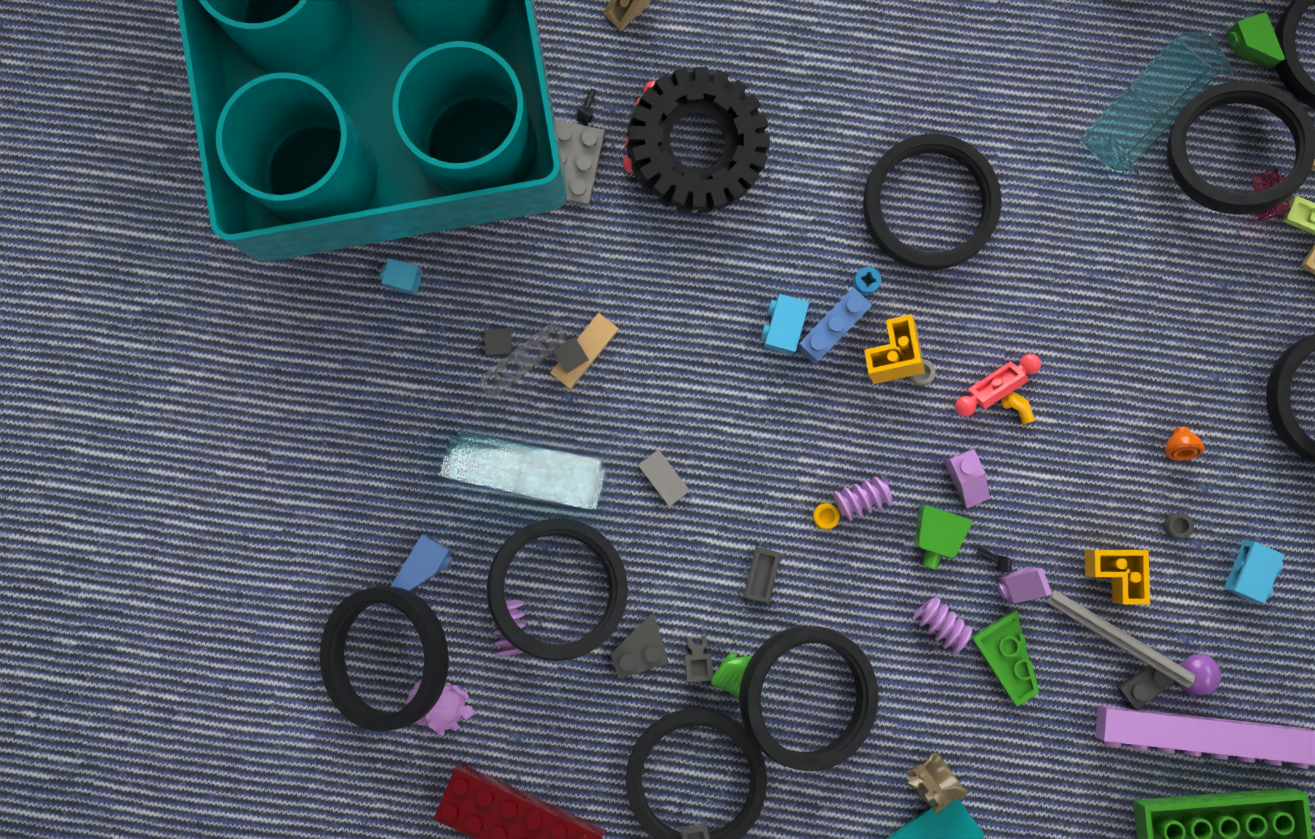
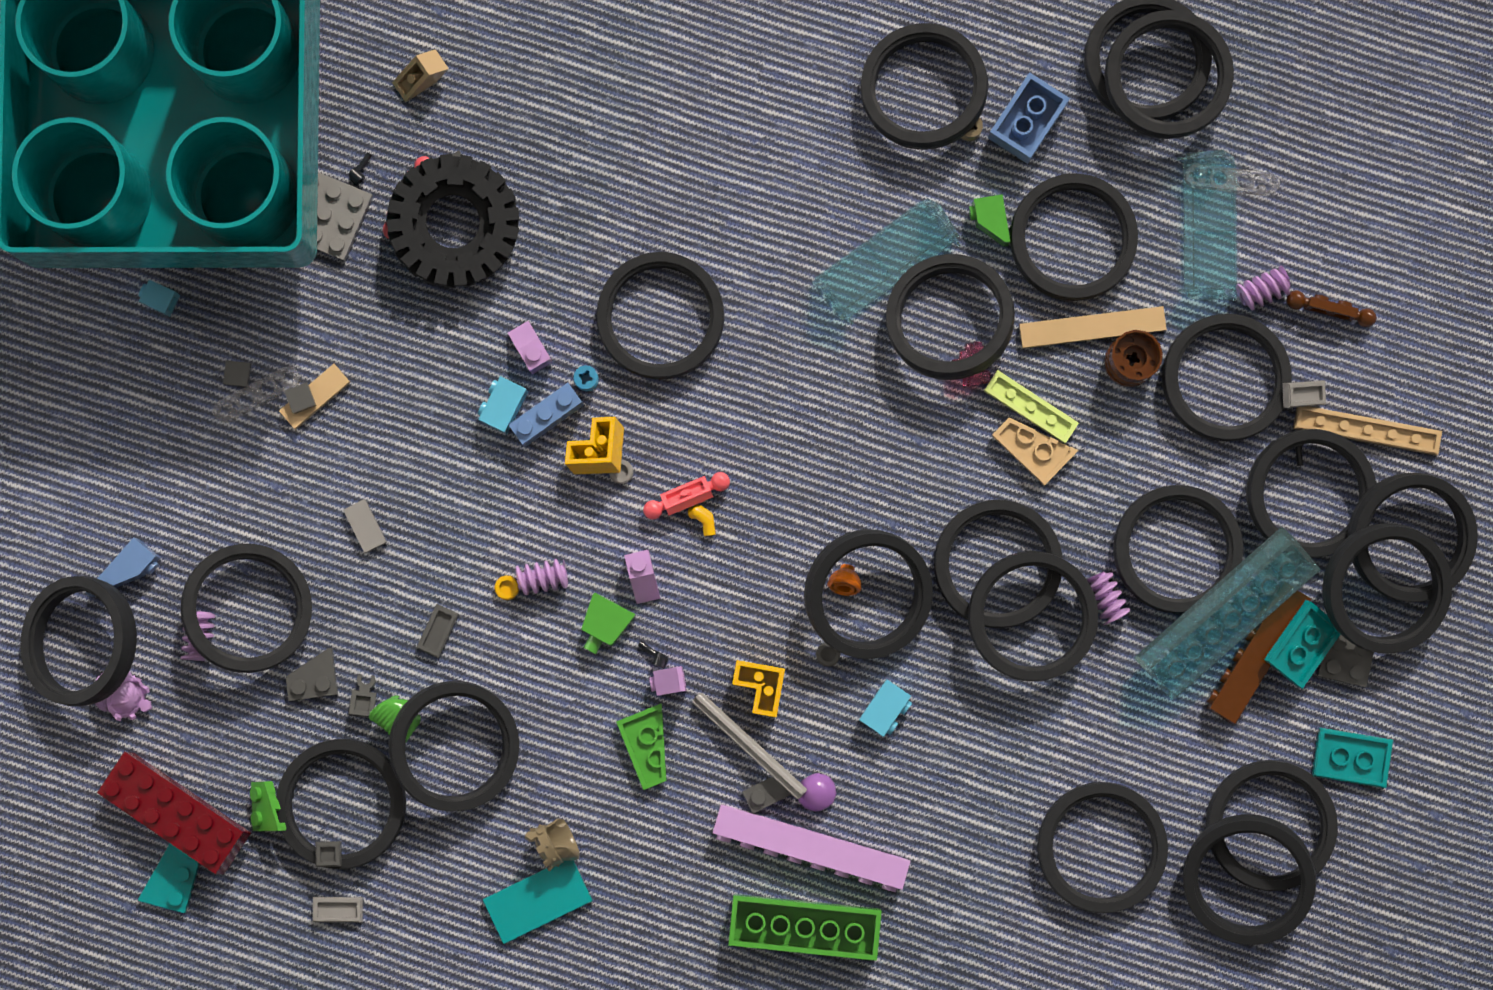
camera: 10 degrees right, 0 degrees up
(524, 469) = (238, 495): clear light blue piece -> none
(617, 800) = (265, 807): none -> bright green wing
(802, 259) = (530, 347): none -> lavender slope
(944, 624) = (591, 704): lavender piece -> none
(1268, 465) = (905, 631): none -> black tyre

